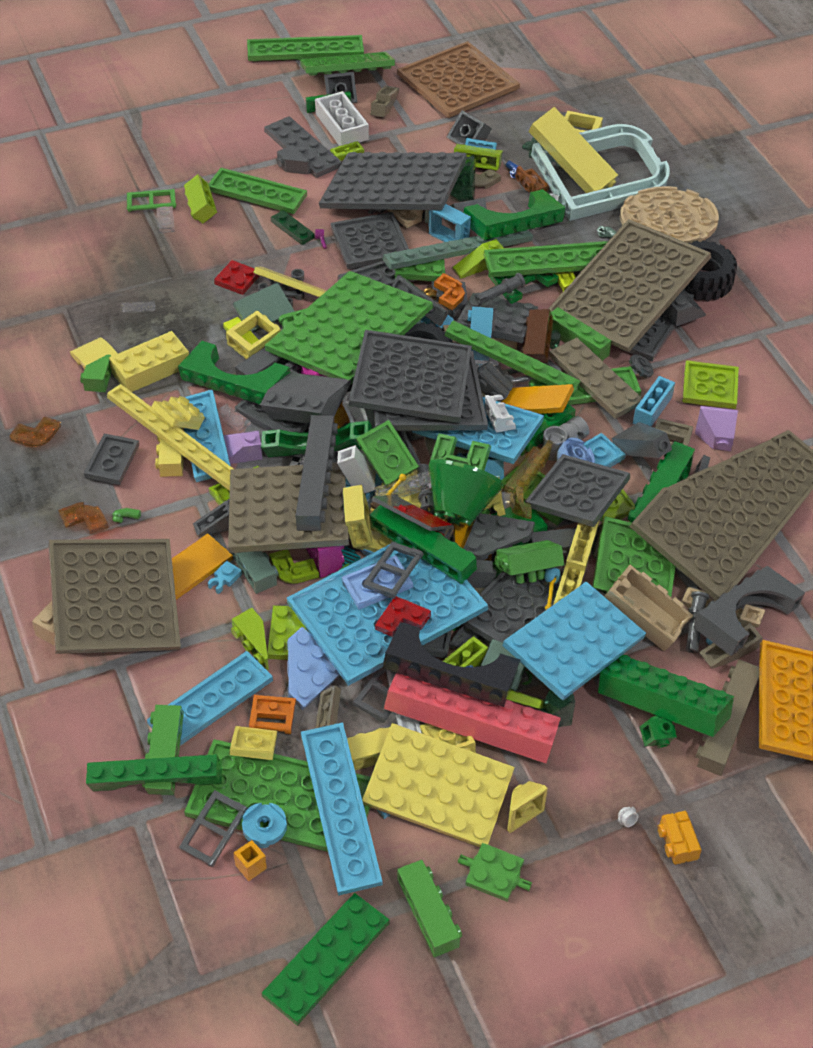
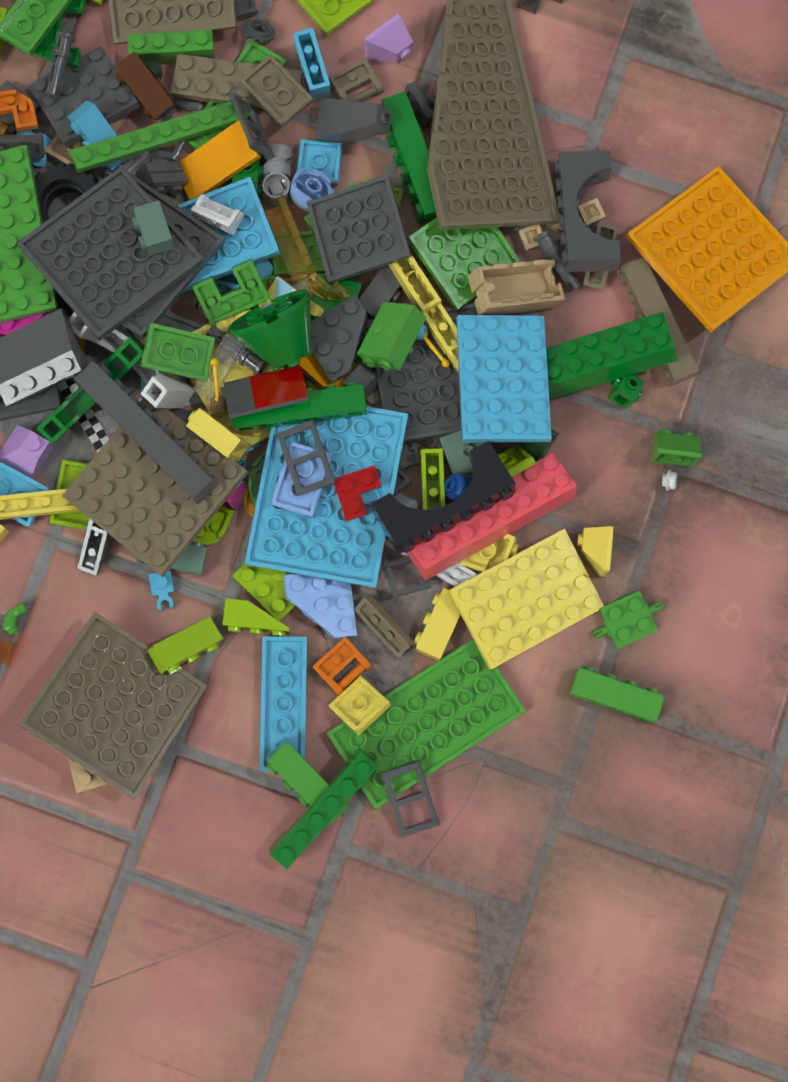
camera: 50 degrees left, 30 degrees up
(196, 608) = (185, 646): none -> lime brick
(197, 563) = (127, 599): light orange tile -> none
(250, 860) = (465, 795): light orange brick -> none
(264, 836) = (435, 751): medium azure plate -> none
(325, 959) = (588, 802): green plate -> none
(341, 809) = (483, 690): medium azure plate -> none
(449, 378) = (153, 227): none -> sand green brick
(580, 403) = (255, 126): none -> dark grey window
(613, 393) = (276, 91): none -> dark tan tile
(651, 797) = (675, 448): none -> bright green slope
(679, 837) = (721, 461): light orange brick -> none

